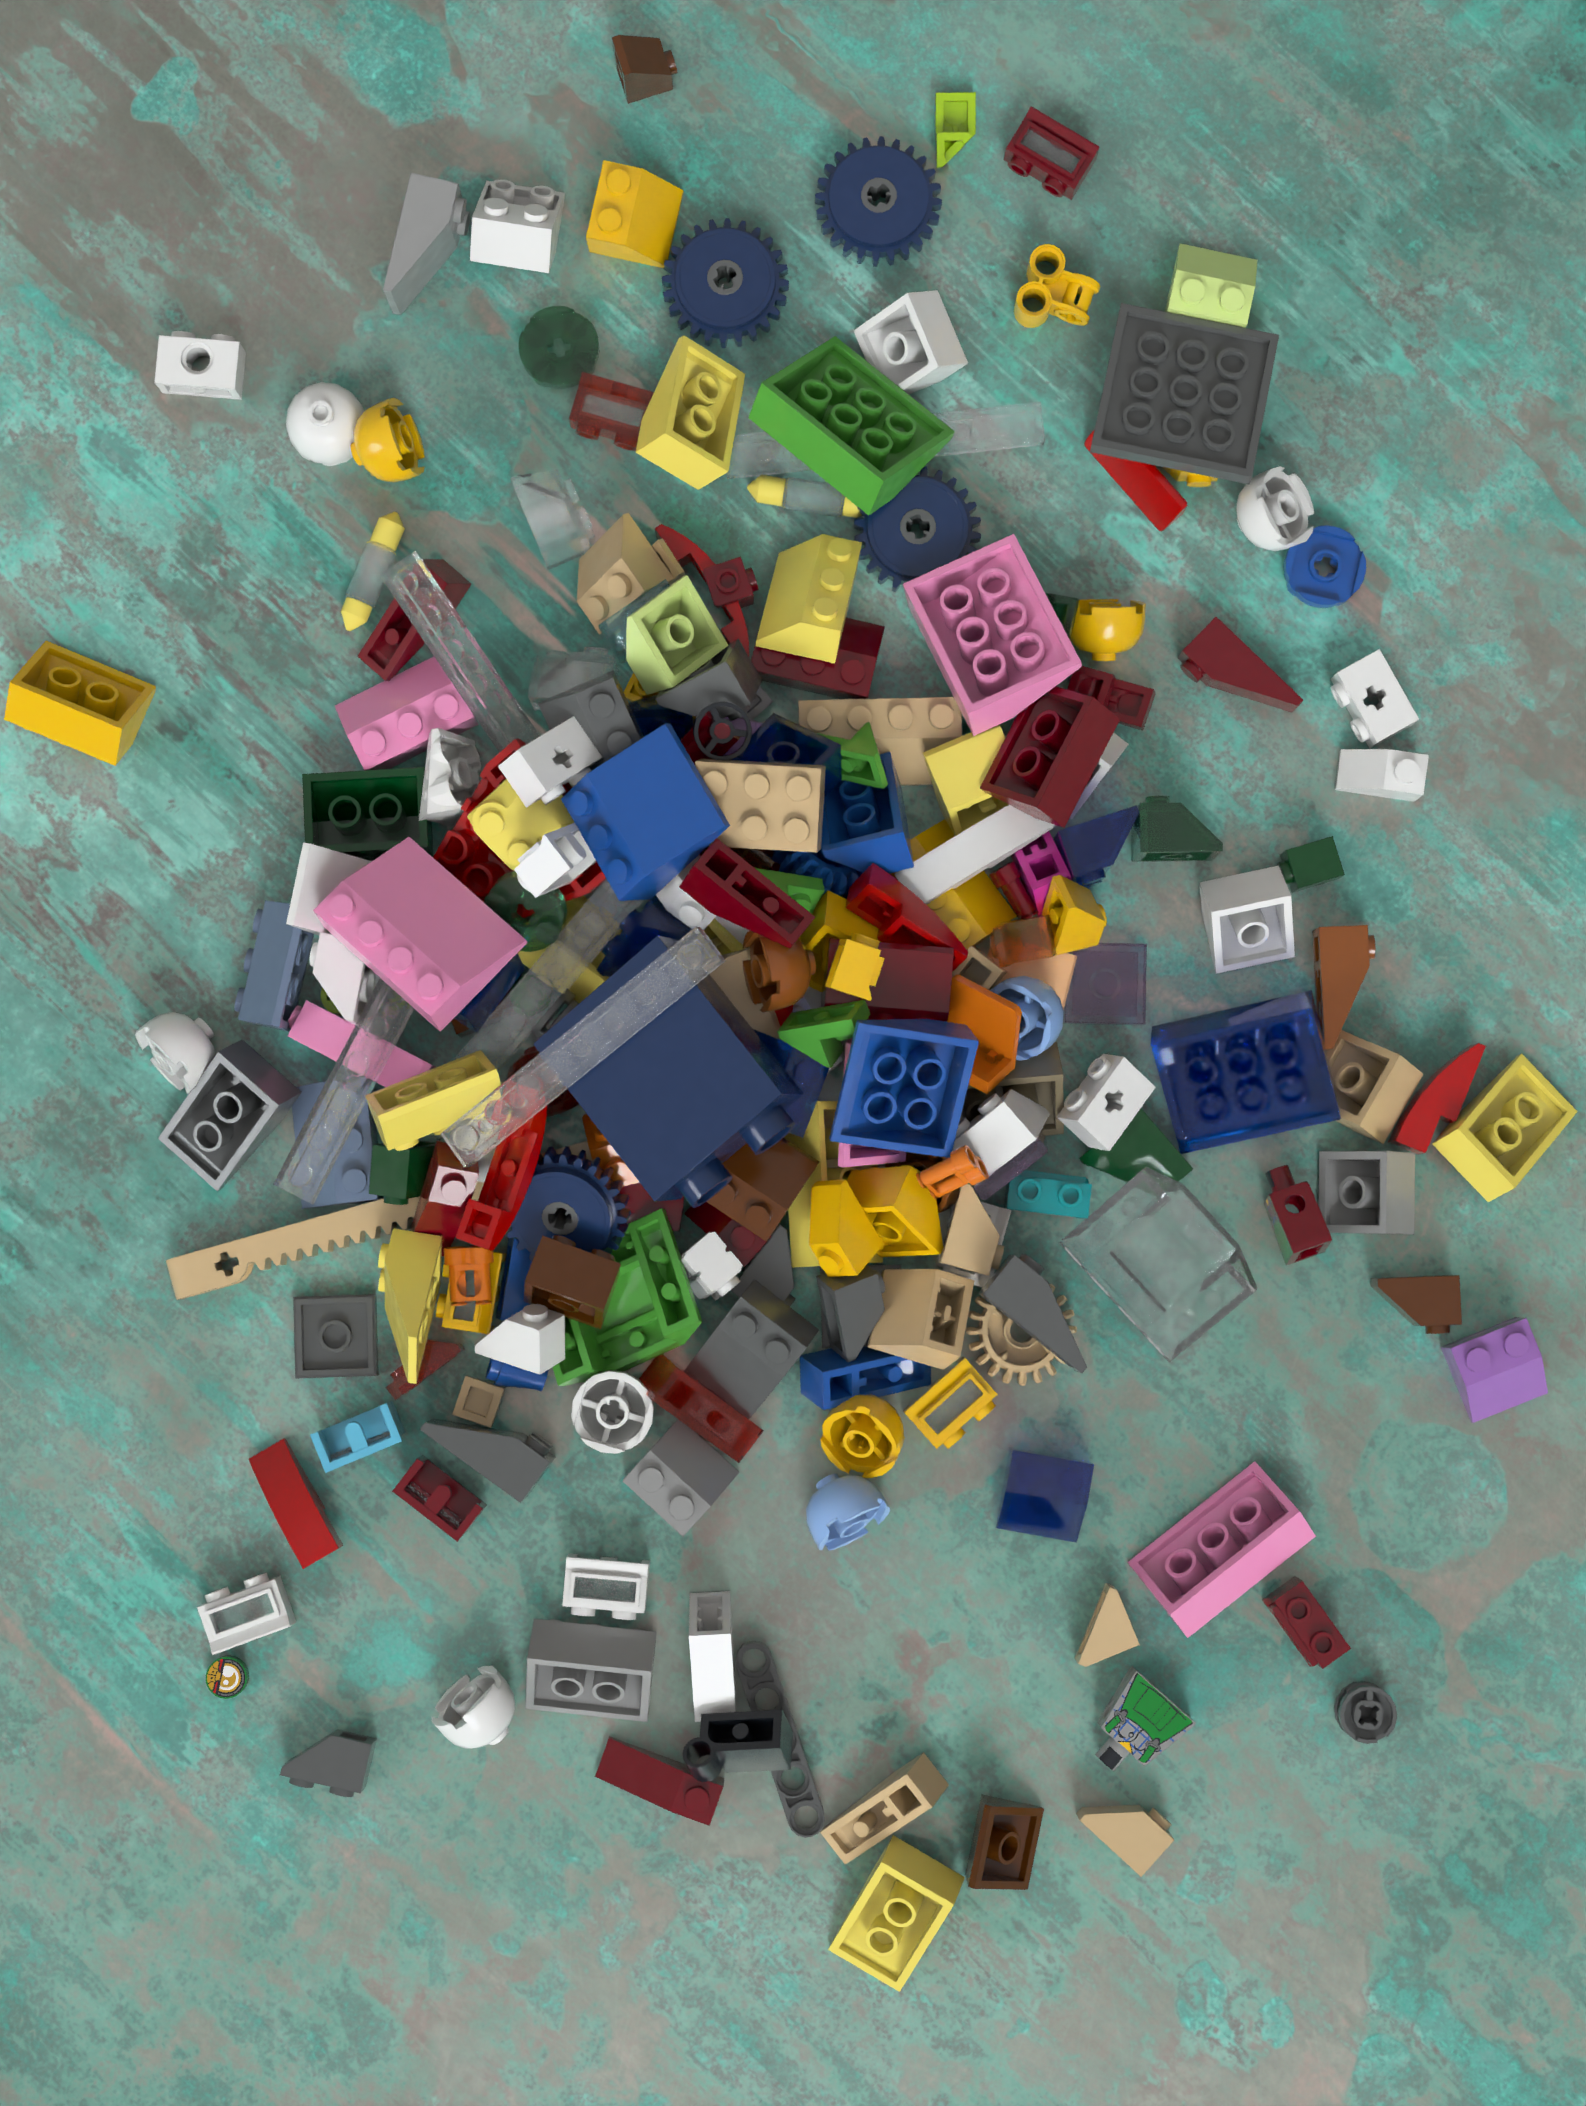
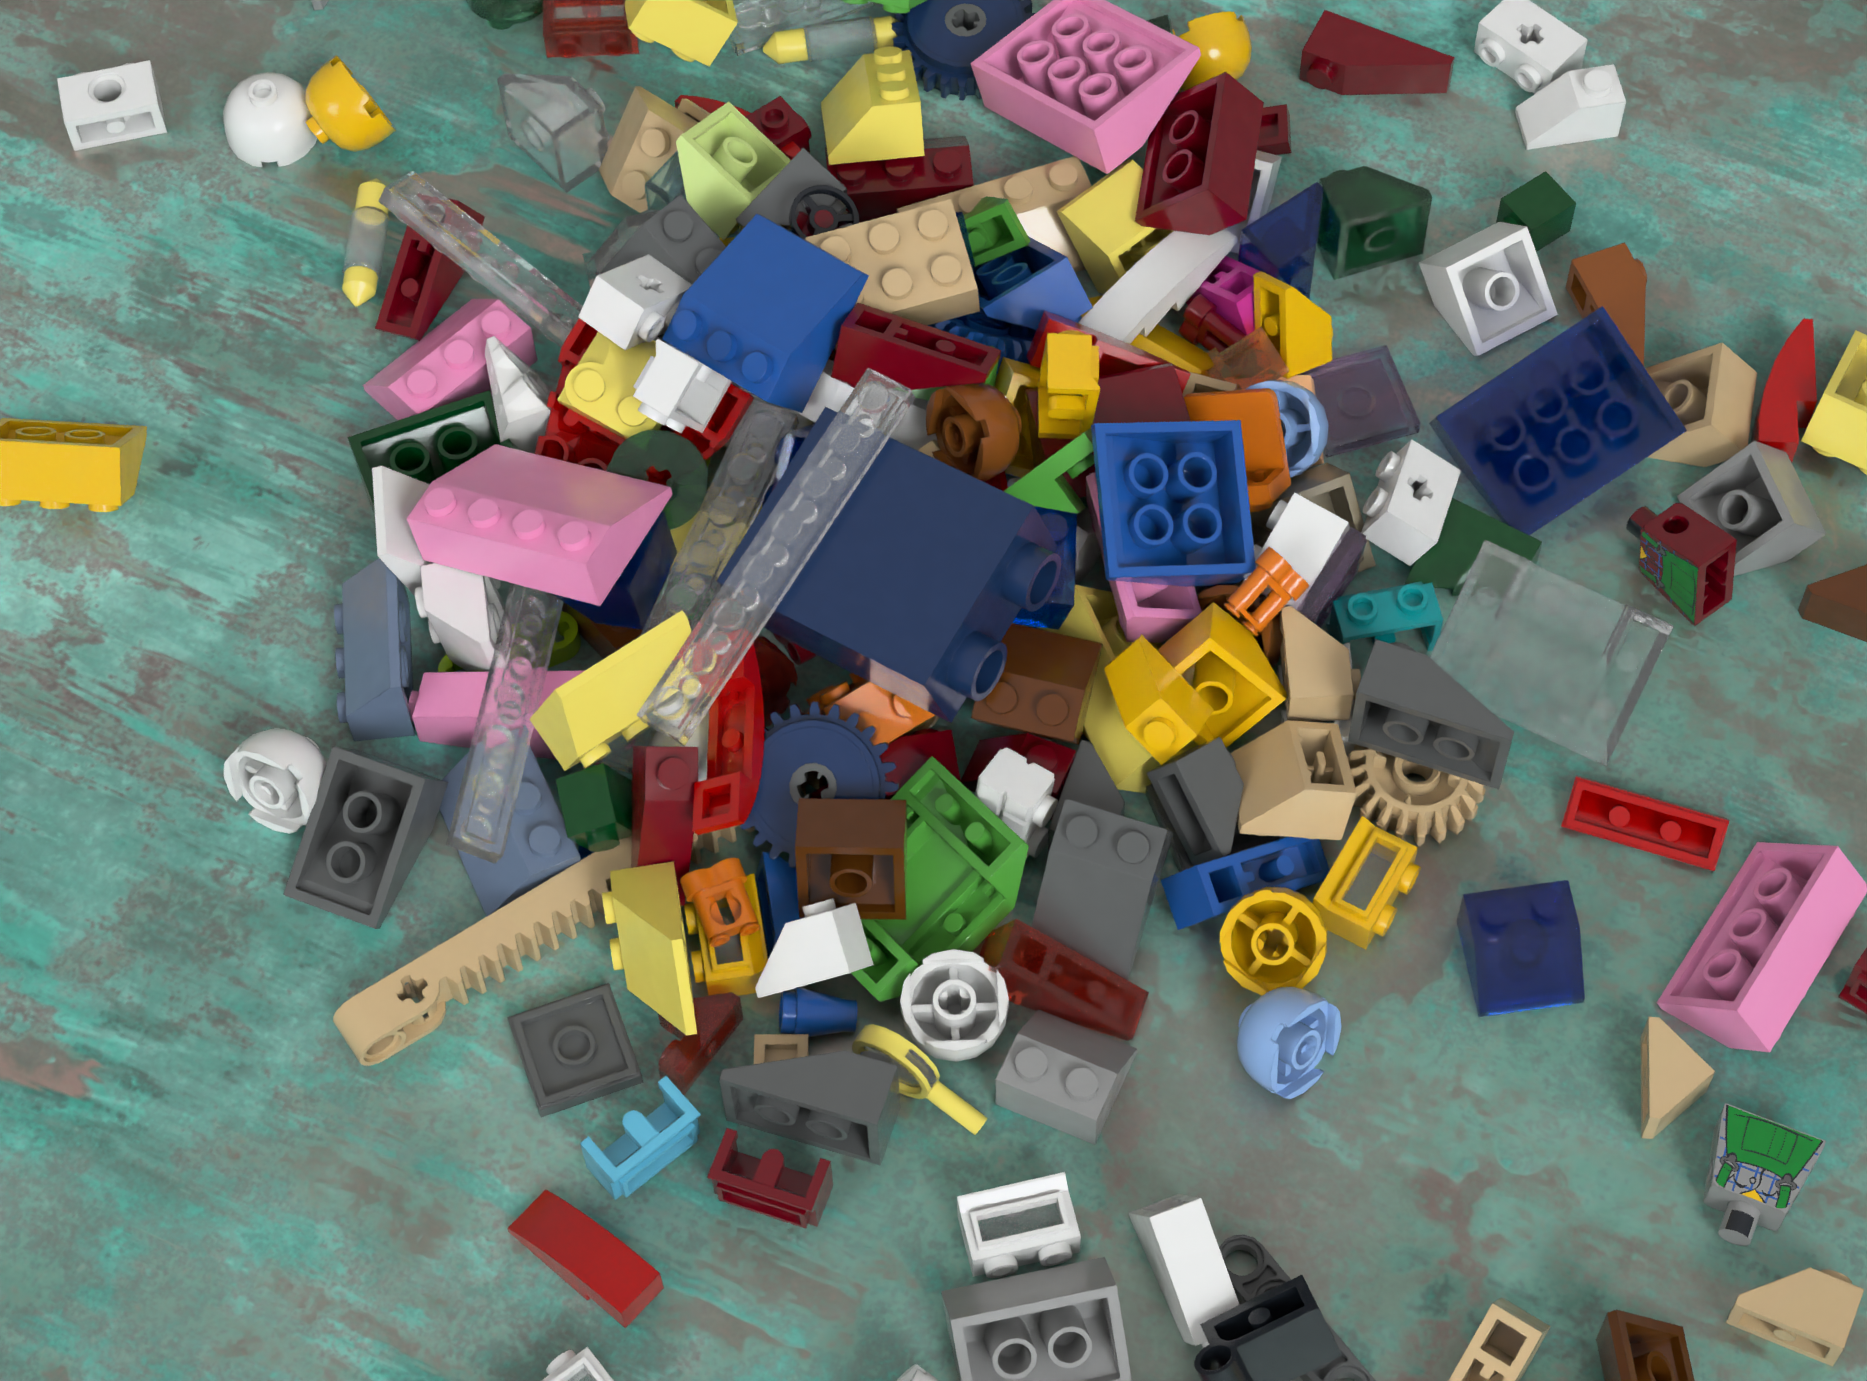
camera: 15 degrees left, 25 degrees down
(569, 1450) = (917, 1074): none -> light yellow piece
(1180, 1416) = (1645, 823): none -> red slope

